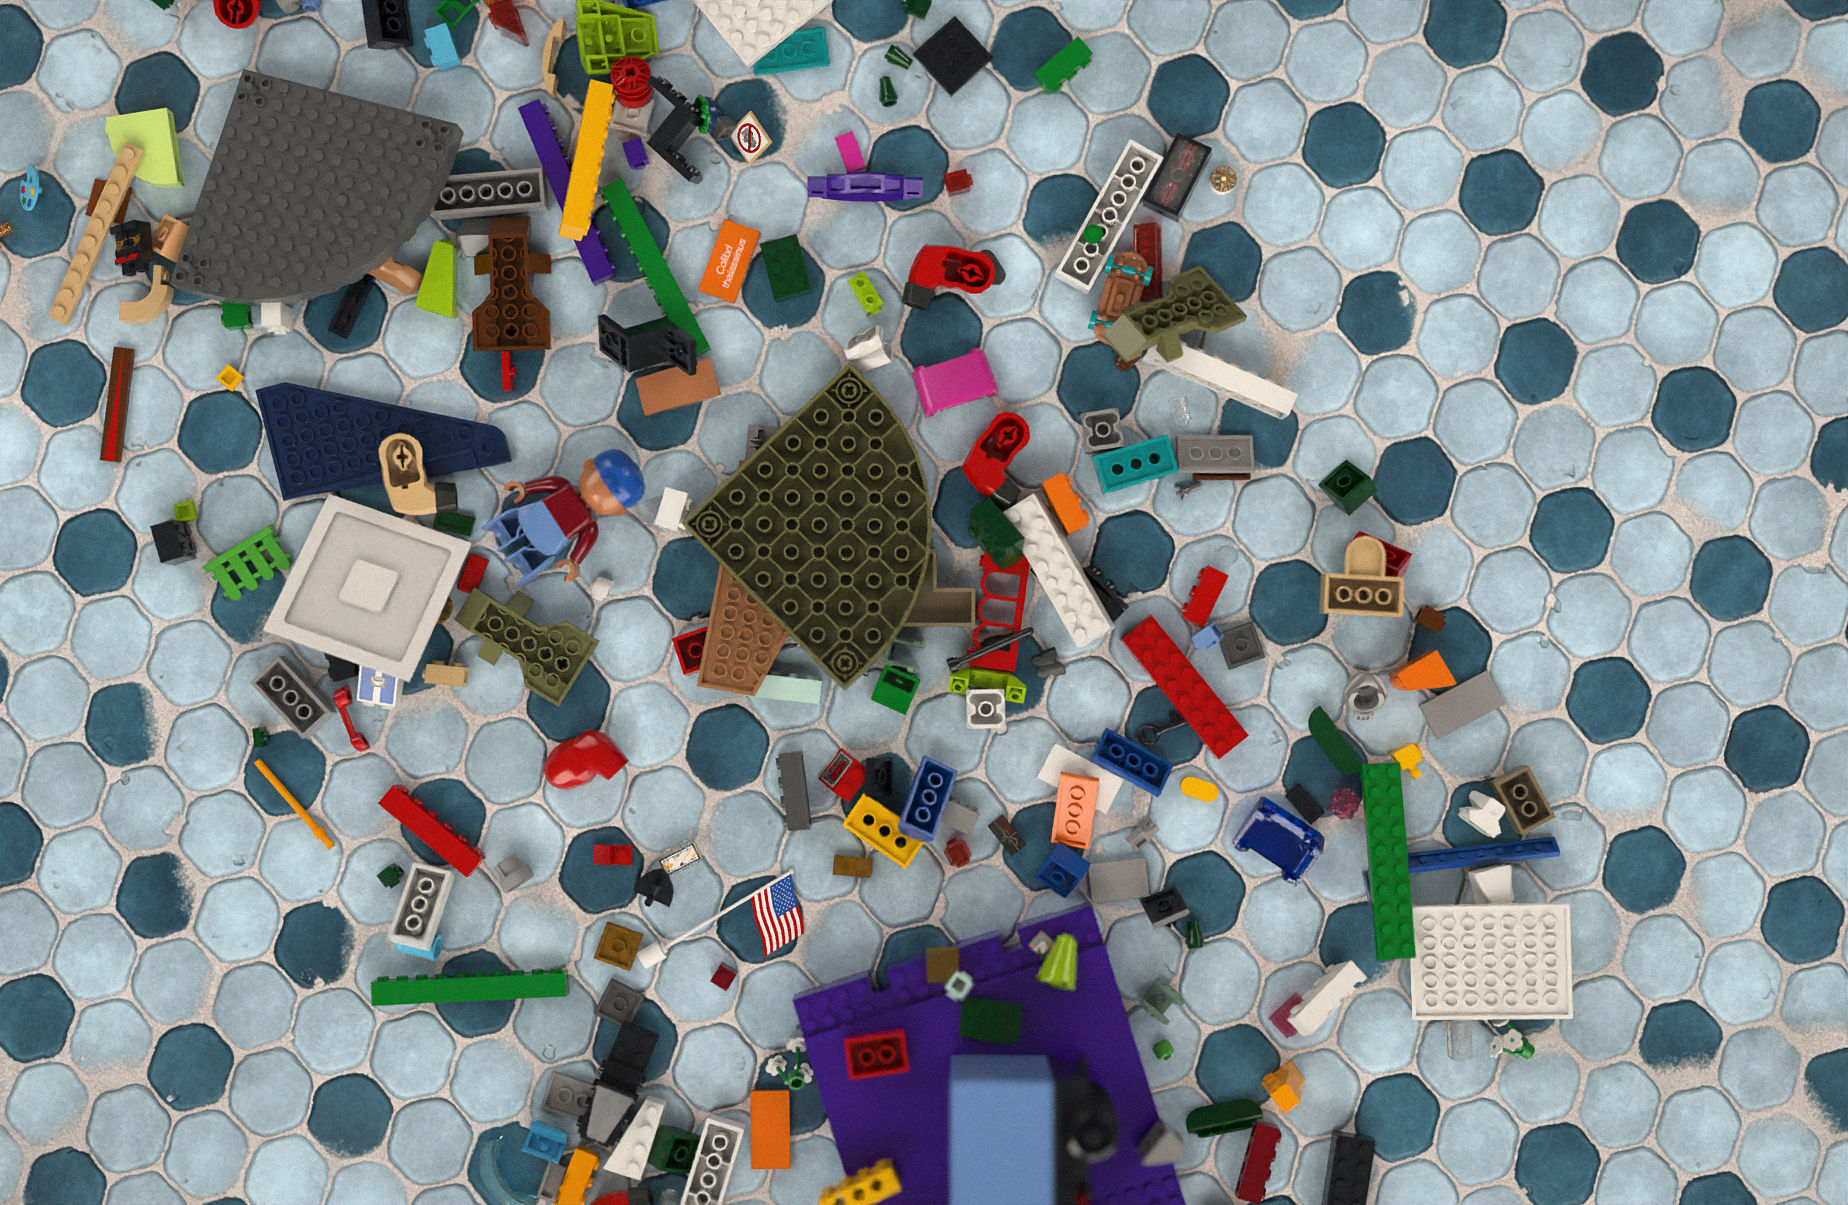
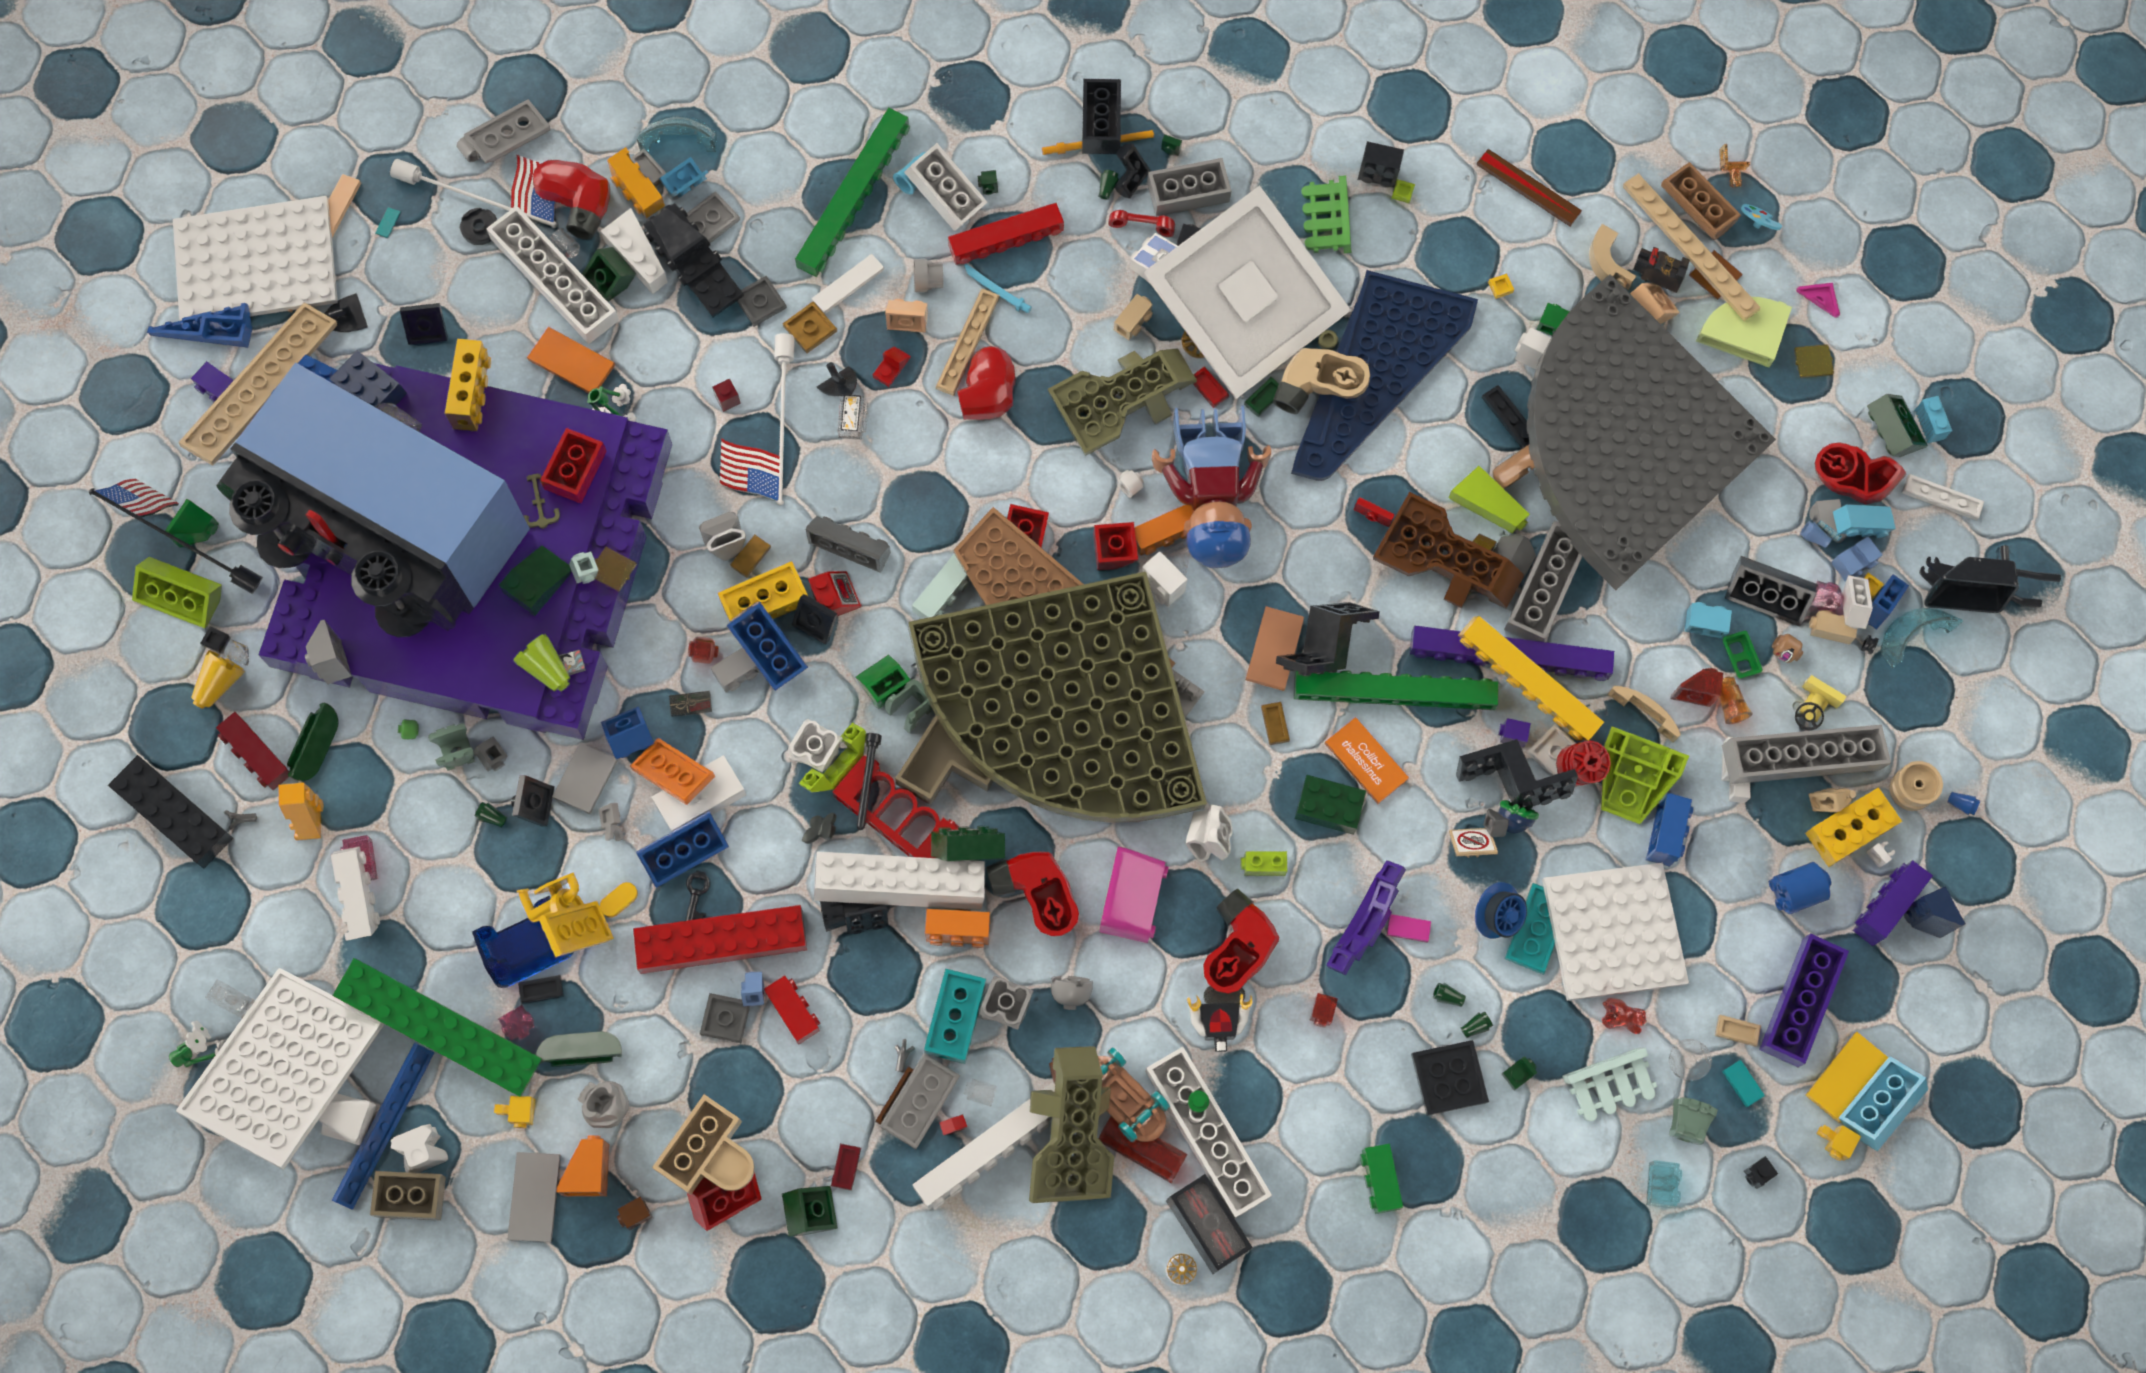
camera: 120 degrees right, 15 degrees down
(44, 247) = (1701, 201): none -> medium nougat brick
(77, 99) = (1822, 296): none -> dark pink tile
(144, 77) = (1814, 361): none -> clear yellow piece
(269, 812) = (1101, 116): none -> black brick
(307, 753) = (1135, 170): none -> black brick
(331, 770) = (1107, 184): none -> dark green cone
(369, 498) = (1328, 340): none -> olive tile
(490, 779) = (1018, 303): none -> medium azure sword
(552, 803) = (967, 342): none -> tan tile
(559, 868) = (906, 315): none -> light nougat slope
(559, 938) = (848, 284): none -> white tile
(628, 536) = (1162, 530): none -> orange brick
(666, 567) = (1115, 545): none -> red slope
(741, 352) = (1275, 723): none -> pearl gold tile
(797, 83) = (1500, 911): none -> blue piece
(852, 896) = (723, 536): none -> light grey piece
(938, 1049) = (542, 522): none -> olive piece
(1015, 257) = (1219, 1020): none -> torso
(1059, 386) = (1071, 991): none -> light grey cylinder
(1139, 971) = (491, 748): none -> dark grey brick
(1217, 417) = (953, 1125): none -> red piece
(1244, 806) = (565, 917): none -> yellow plate
(1297, 481) = (846, 1167): none -> dark red tile
(1316, 1136) = (240, 818): none -> dark grey bar

